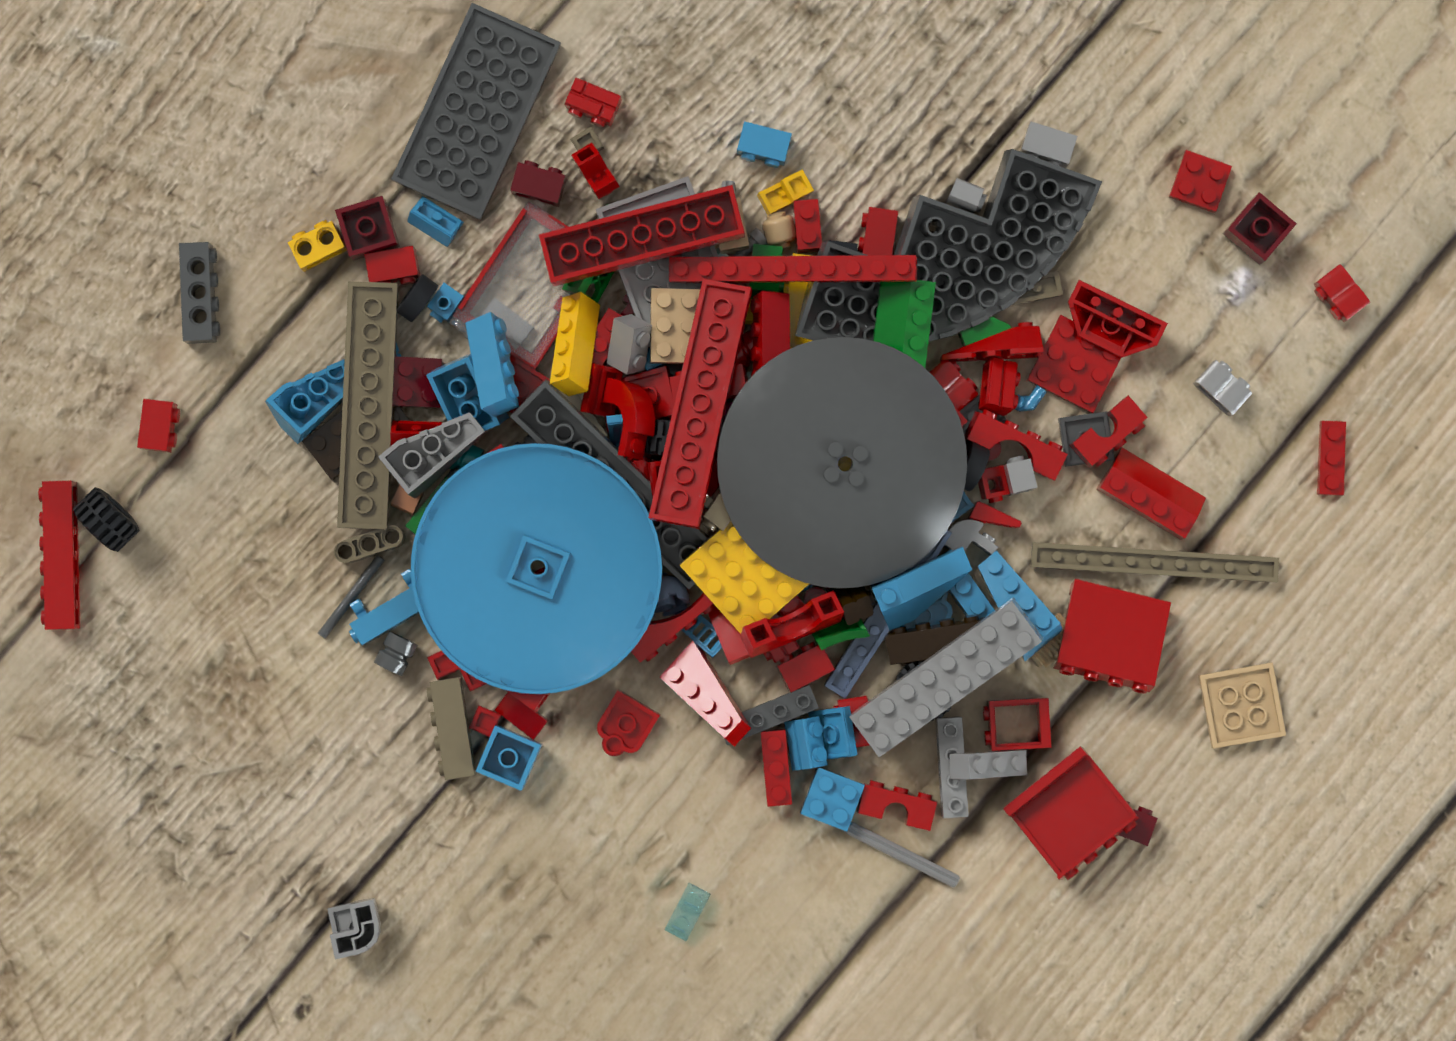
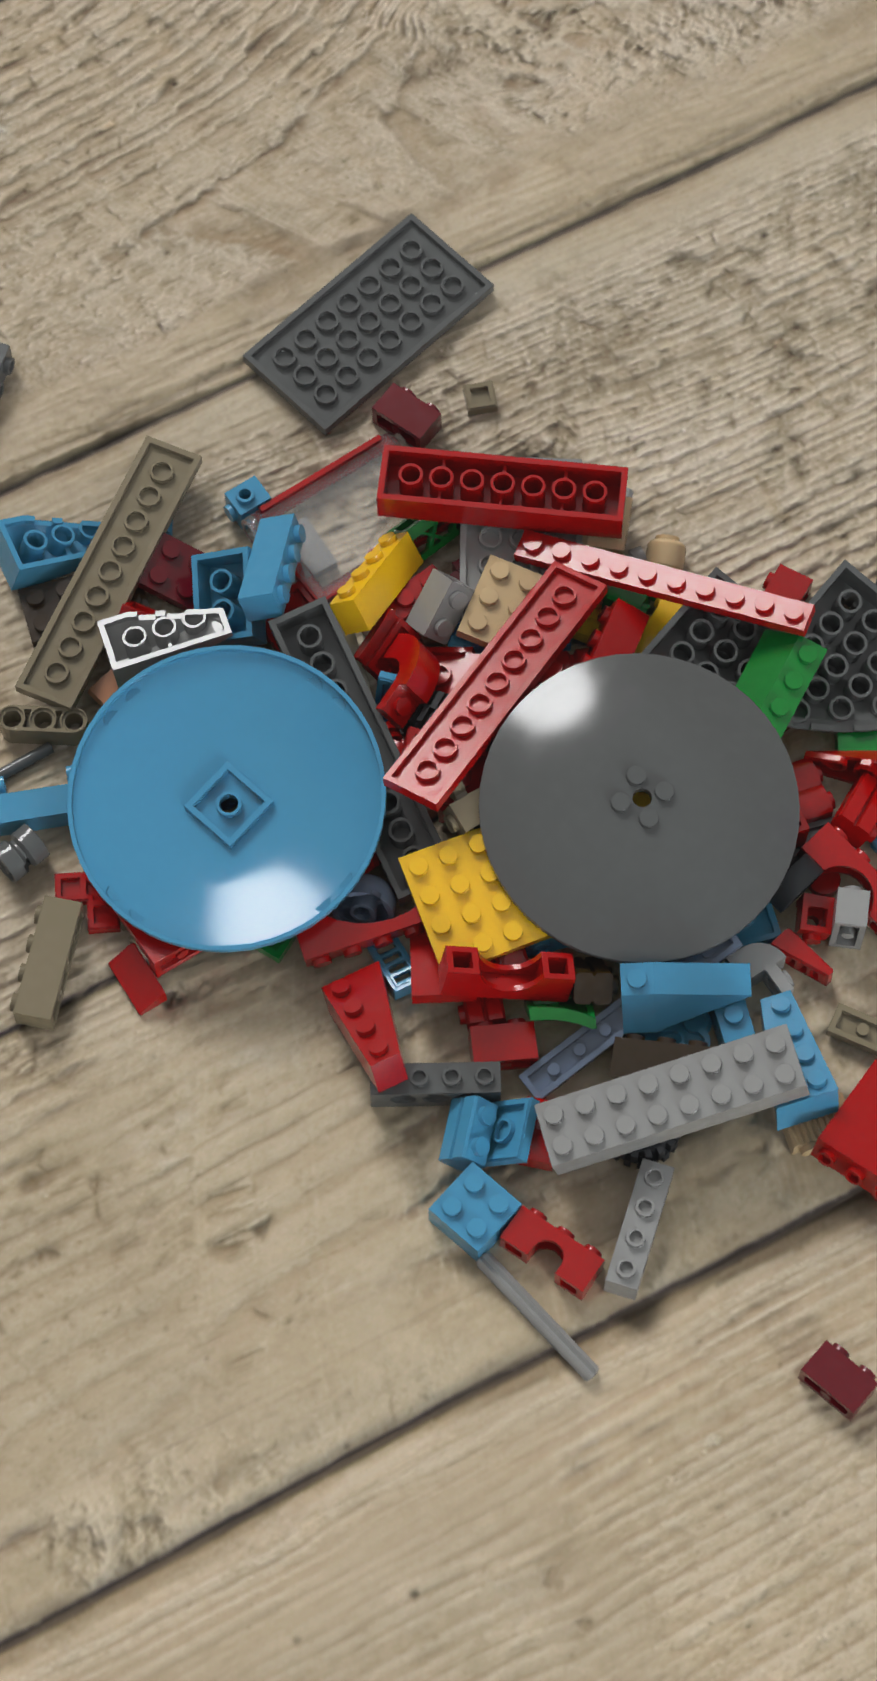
camera: 20 degrees right, 20 degrees down
(320, 252) = (129, 402): yellow brick -> none
(367, 227) = (193, 393): dark red brick -> none
(393, 266) = (208, 439): red brick -> none
(417, 298) = (215, 480): black tyre -> none
(434, 221) = (272, 418): dark azure slope -> none
(484, 721) = (91, 972): red tile -> none
(509, 757) = (101, 1016): dark azure brick -> none
(592, 102) = (504, 356): red brick -> none
(595, 171) = (476, 422): red brick -> none
(625, 724) = (257, 1035): red plate -> none
(687, 911) = (240, 1283): clear light blue slope -> none
(763, 144) = (683, 463): dark azure brick -> none
(776, 767) = (420, 1149): red brick -> none
(785, 192) = (689, 525): yellow slope -> none
(807, 226) = (702, 551): red brick -> none
(988, 764) = (703, 1241): light grey arch -> none
(1043, 722) = (750, 1183): red window -> none
(1072, 813) = (769, 1335): red panel -> none

